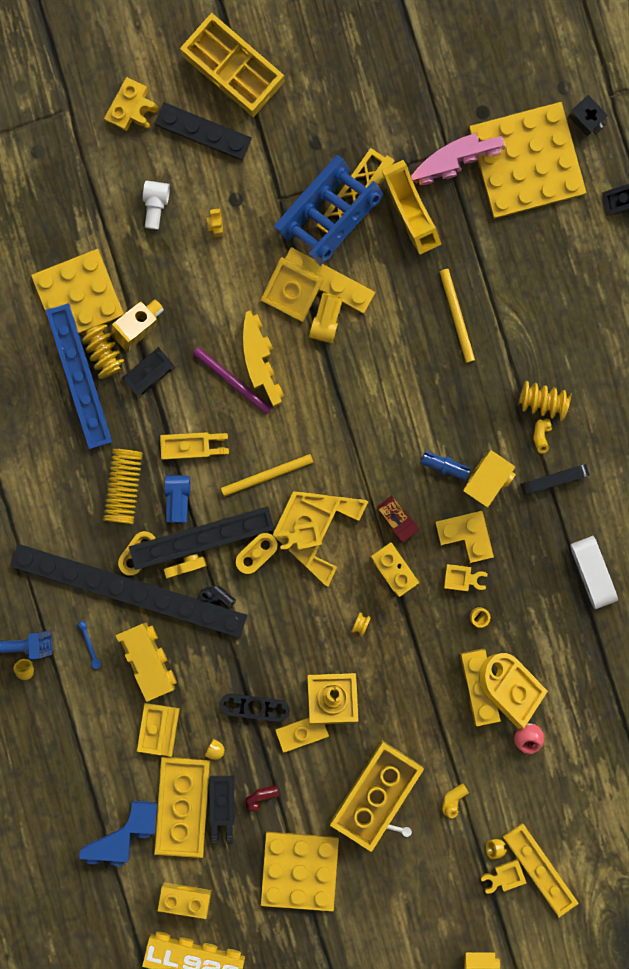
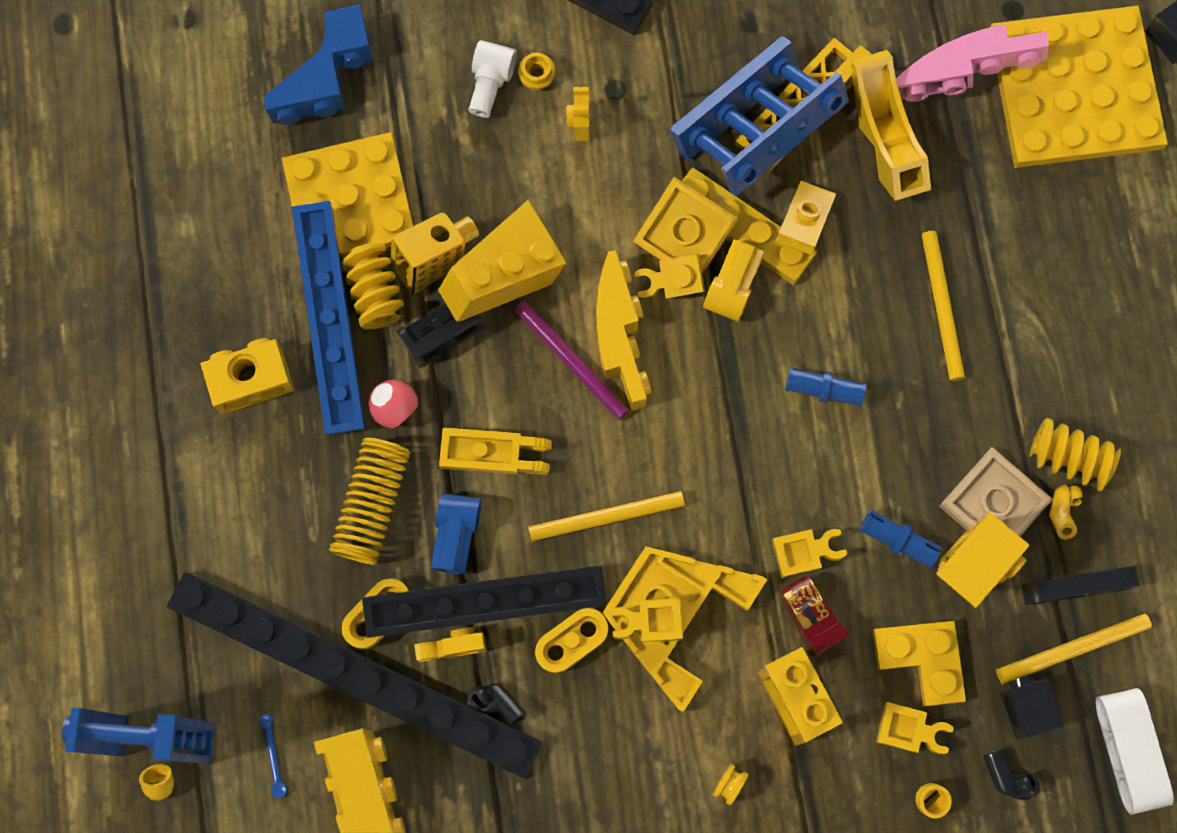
camera: 10 degrees right, 10 degrees down
(46, 223) = (316, 84): none -> blue arch
(49, 418) = (269, 381): none -> yellow brick
(127, 424) = (392, 403): none -> coral piece
(184, 187) = (532, 62): none -> yellow plate
(184, 329) = (503, 266): none -> yellow wedge
(290, 320) = (677, 276): none -> yellow plate
(366, 271) = (806, 217): none -> yellow plate
(387, 482) = (801, 553): none -> yellow plate
(390, 377) = (825, 387): none -> blue pin
(501, 433) = (996, 488): none -> tan tile
(522, 599) = (1009, 781): none -> black arm
(531, 555) = (1031, 707): none -> black brick
(554, 517) = (1073, 648): none -> yellow bar

